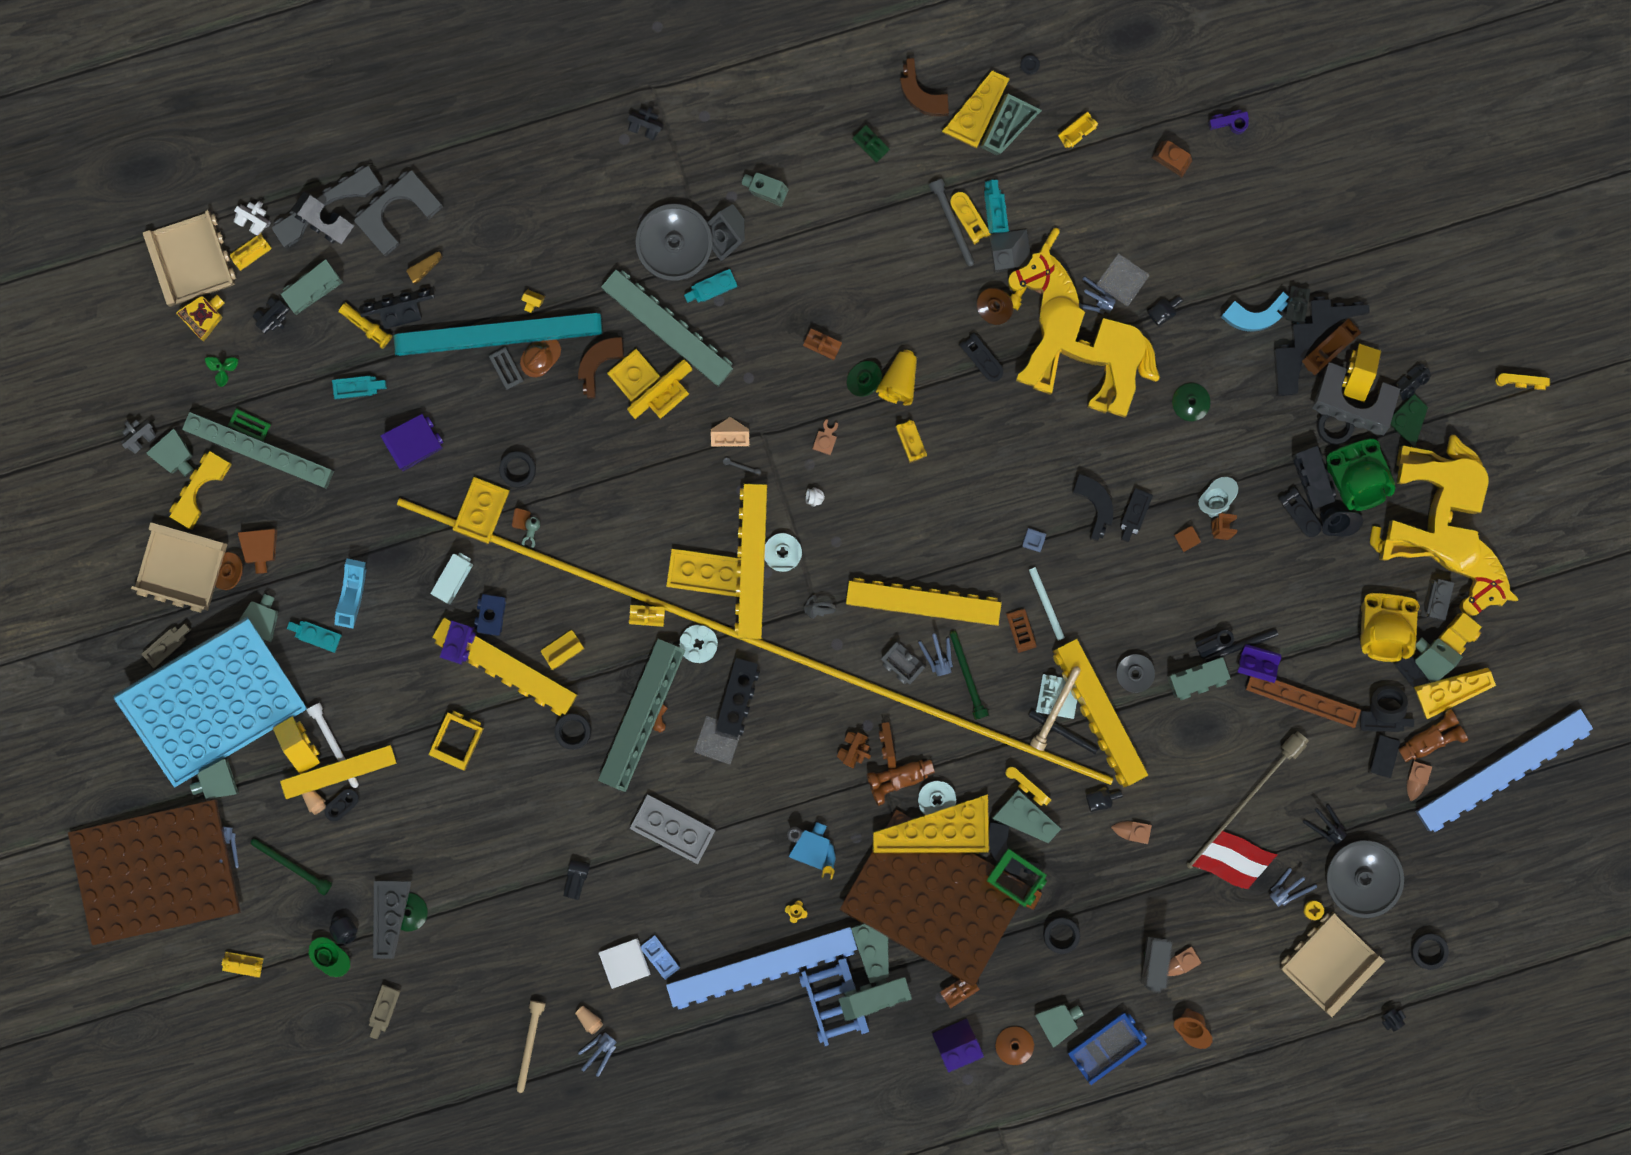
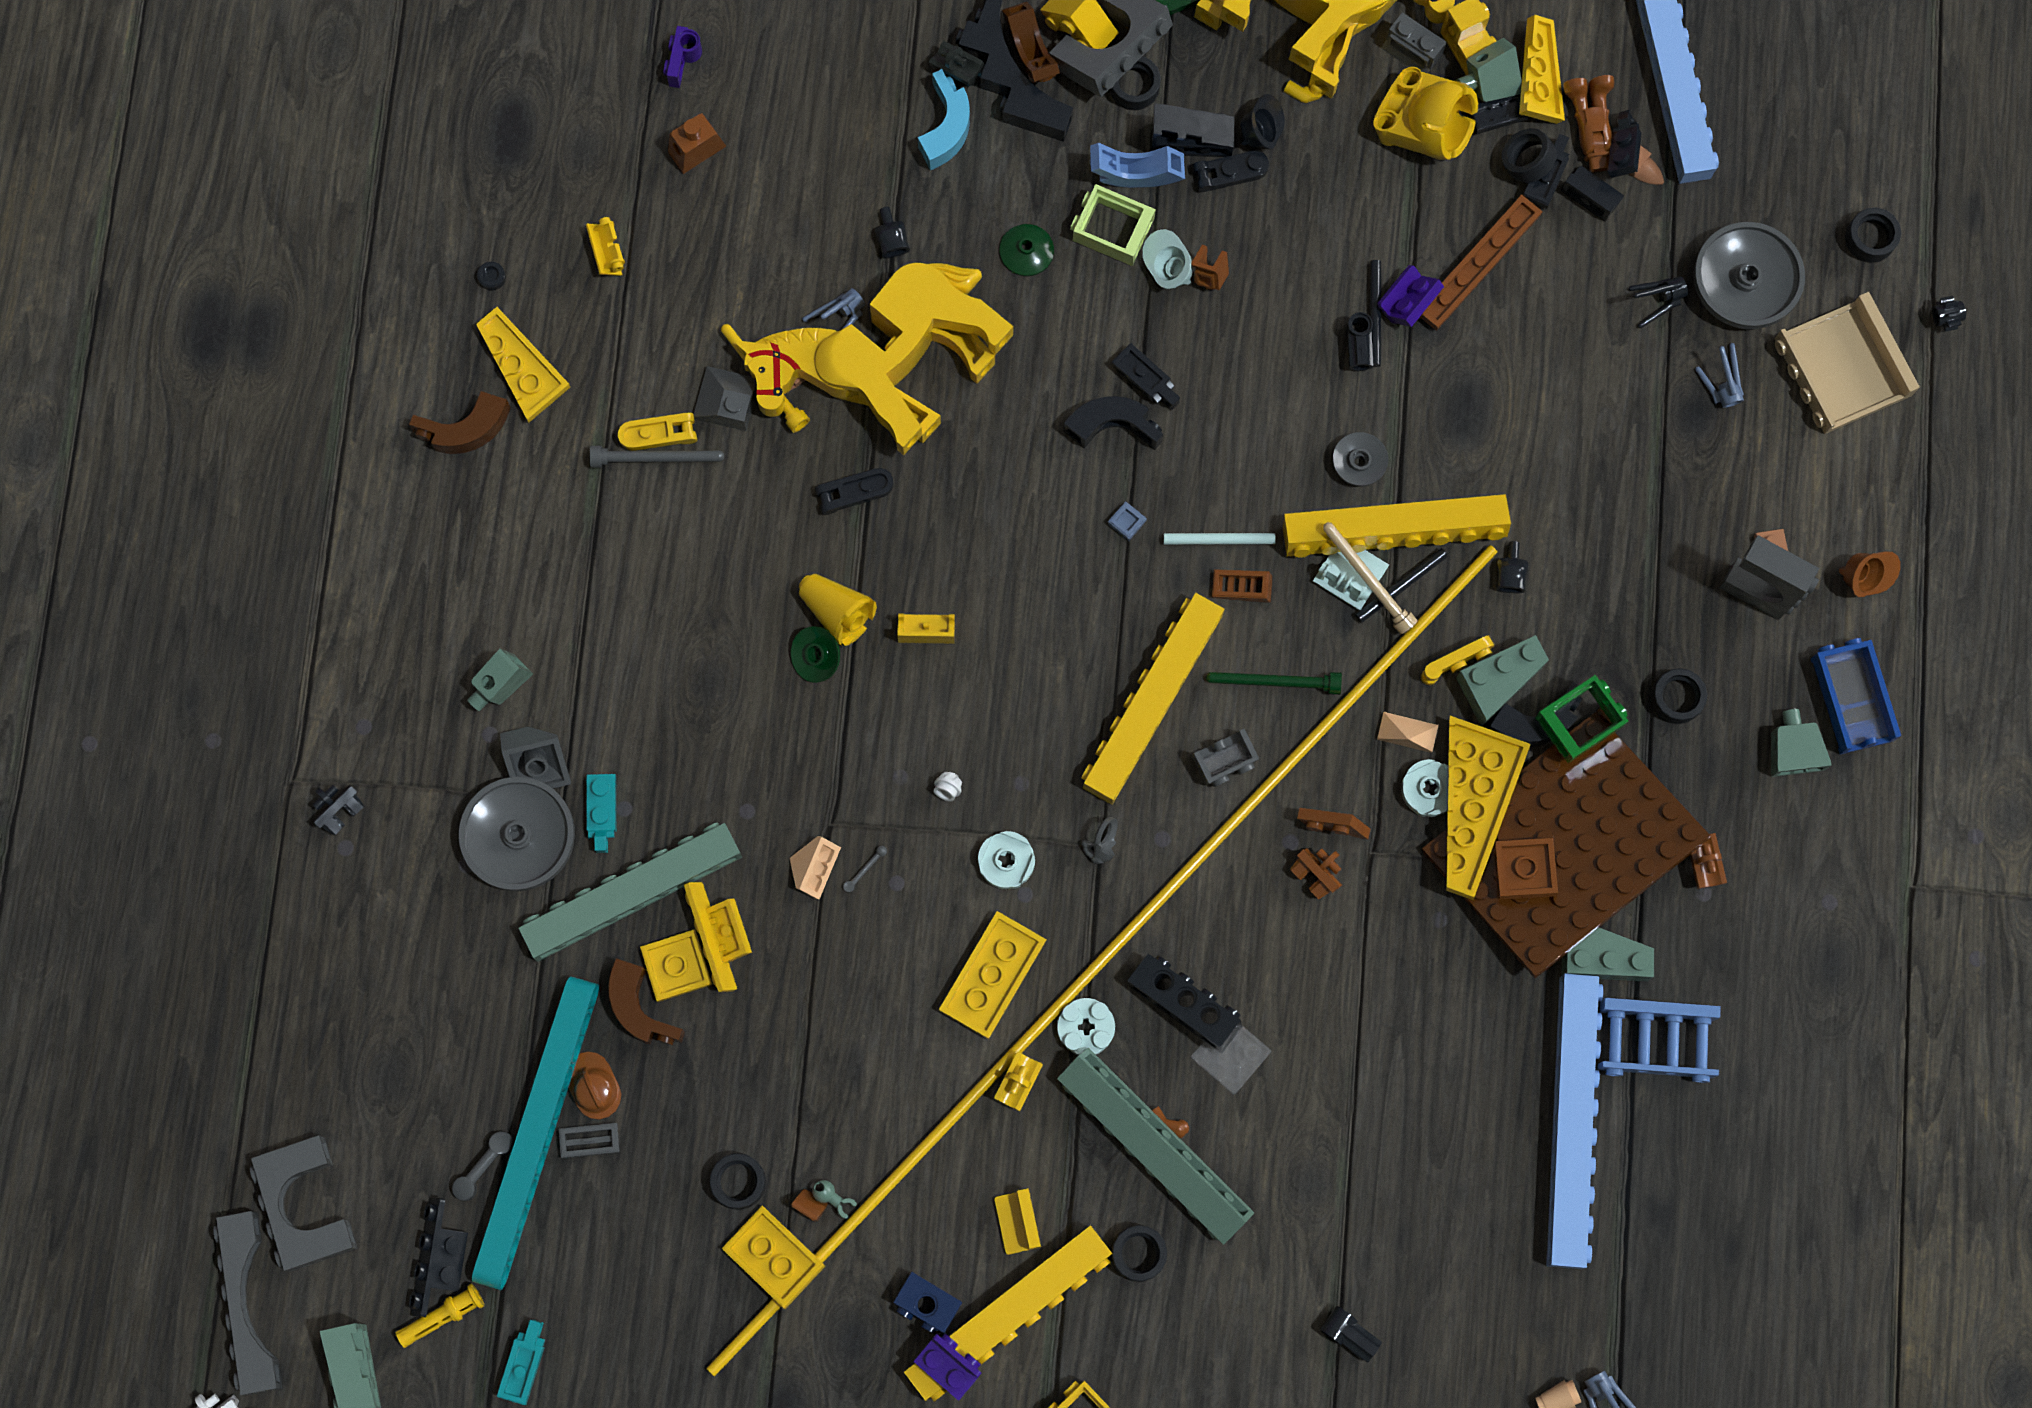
camera: 70 degrees left, 10 degrees down
(309, 209) = (238, 1327): arch -> none
(412, 442) = (635, 1315): dark purple slope -> none
(419, 270) = (397, 1204): pearl gold slope -> none
(452, 578) = (852, 1336): light aqua window -> none
(481, 315) = (499, 1144): none -> dark grey bar
(533, 299) = (509, 1062): yellow tile -> none
(624, 963) = (1496, 1313): white slope -> none
(660, 957) = (1506, 1260): light blue slope -> none
(672, 829) = (1332, 1168): light grey plate -> none
(752, 561) = (1003, 903): yellow brick -> none
(797, 906) = (1506, 1048): yellow plate -> none
(813, 848) = (1435, 982): dark azure torso -> none
(822, 344) = (744, 690): dark orange hips -> none
(825, 441) = (876, 742): nougat plate -> none
(871, 144) = (502, 518): dark green hips -> none
(874, 997) = (1676, 978): sand green wedge -> none
(899, 778) = (1381, 827): dark orange piece -> none
(905, 878) = (1526, 868): none -> dark orange plate
(942, 665) = (1249, 707): sand blue plant -> none
(957, 1045) = (1784, 892): dark purple slope -> none
(968, 772) = (1407, 732): none -> light nougat slope
(990, 311) = (798, 455): reddish brown dish -> none
(995, 208) = (660, 392): teal hinge -> none
(1007, 1038) = (1796, 829): dark orange dish -> none
(1008, 123) = (554, 330): sand green wedge -> none
(1122, 280) = (828, 269): clear tile -> none
(1133, 831) = (1571, 548): nougat plate -> none
(1187, 538) = (1206, 323): dark orange slope -> none
(1199, 678) = (1399, 381): sand green wedge -> none
(1230, 471) = (1122, 204): none -> yellowish green window
(1233, 856) = (1654, 432): flag -> none
(1274, 451) = (1137, 169): none -> medium blue arch
(1310, 911) = (1758, 359): yellow wheel -> none
(1361, 475) = (1212, 71): green piece -> none
(1422, 765) = (1624, 146): none -> black hinge

